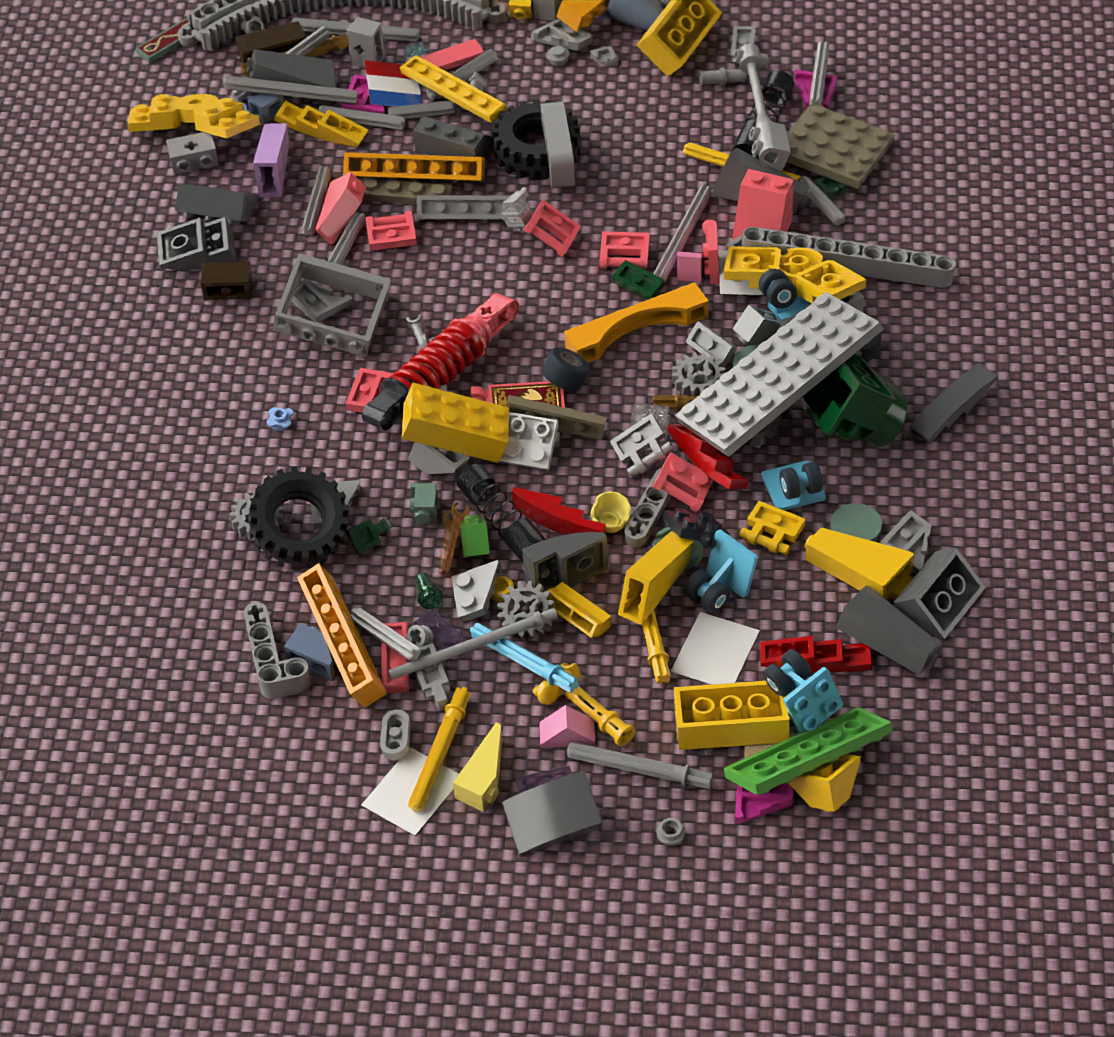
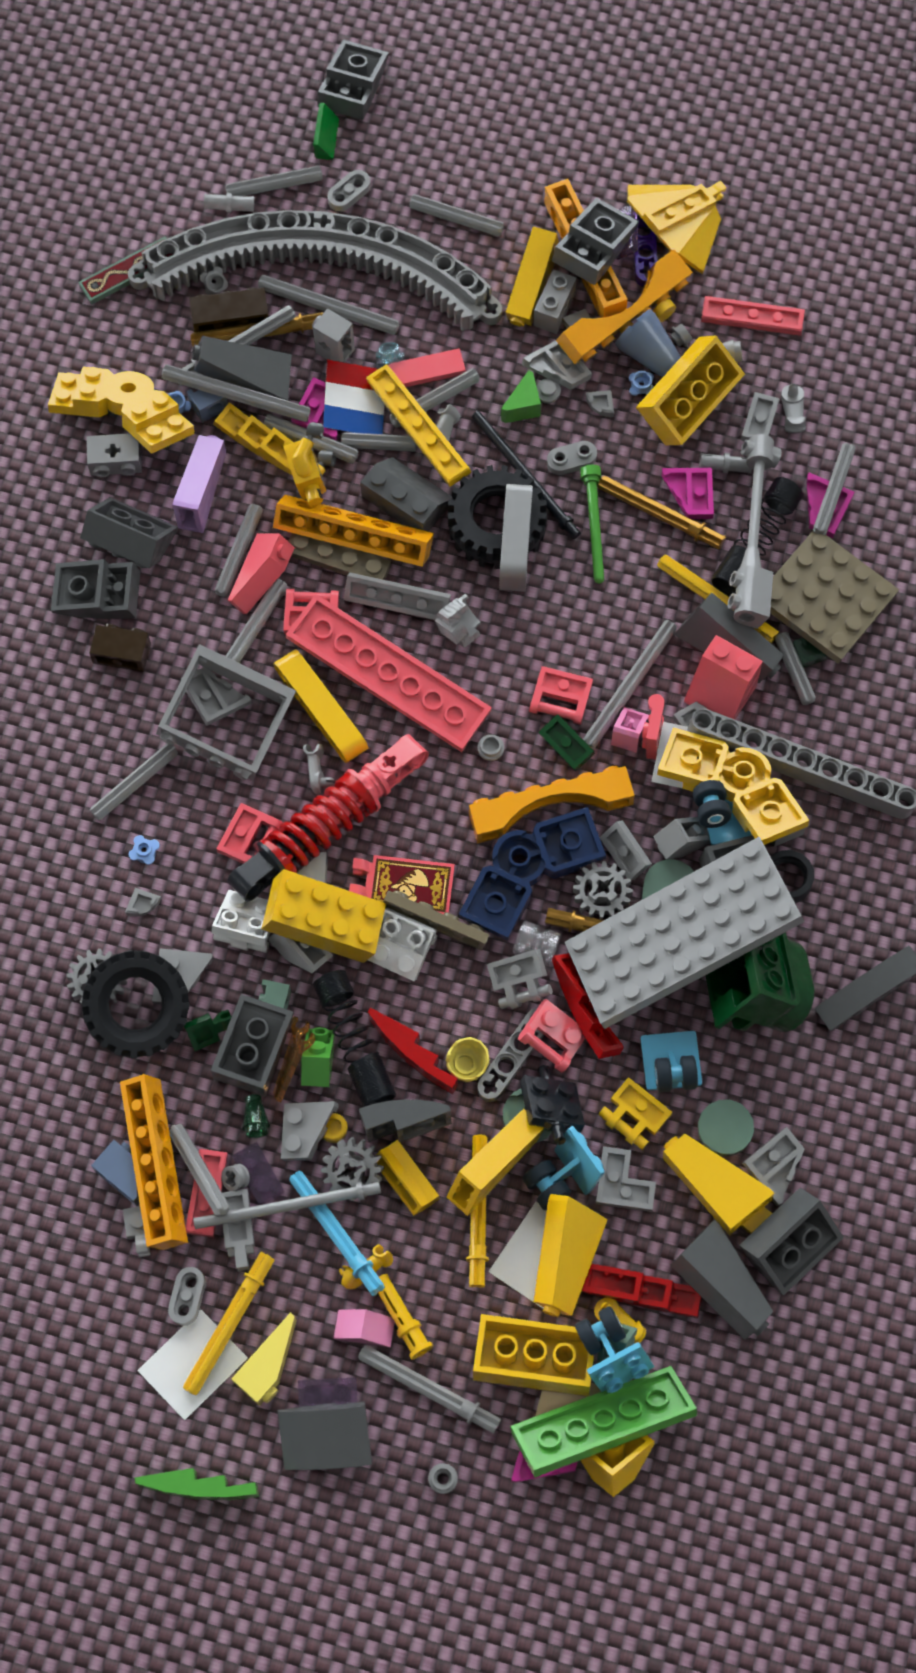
camera: 10 degrees right, 20 degrees up
(259, 372) = (133, 781): none -> light grey axle
(274, 676) = (77, 1158): light grey beam -> none
(287, 457) = (142, 903): none -> light grey tile
(337, 693) = (135, 1229): none -> light grey plate
(362, 123) = (305, 467): none -> yellow torso
(383, 449) = (241, 923): none -> white plate
(412, 534) = (252, 1045): none -> dark grey slope
(417, 291) = (321, 706): none -> yellow beam
(429, 880) = (185, 1484): none -> bright green slope
(469, 257) = (388, 672): none -> coral plate
(539, 63) = (523, 402): none -> bright green slope
(556, 224) = (492, 645): coral plate -> none
(565, 369) = (460, 855): black wheel -> none
(572, 295) = (490, 747): none -> light grey plate
(590, 95) = (572, 457): none -> light grey plate
(595, 135) = (565, 521): none -> black bar
(610, 103) = (590, 476): none -> bright green piece
(620, 367) = (553, 850): none -> dark blue plate
(634, 36) = (641, 377): none -> light blue plate
(677, 117) = (669, 516): none -> pearl gold axle
(698, 98) = (691, 490): none -> dark pink wing
(739, 631) = (566, 1253): none -> yellow slope
(768, 32) = (793, 404): none -> light grey piece
(776, 586) = (617, 1189): none -> light grey plate

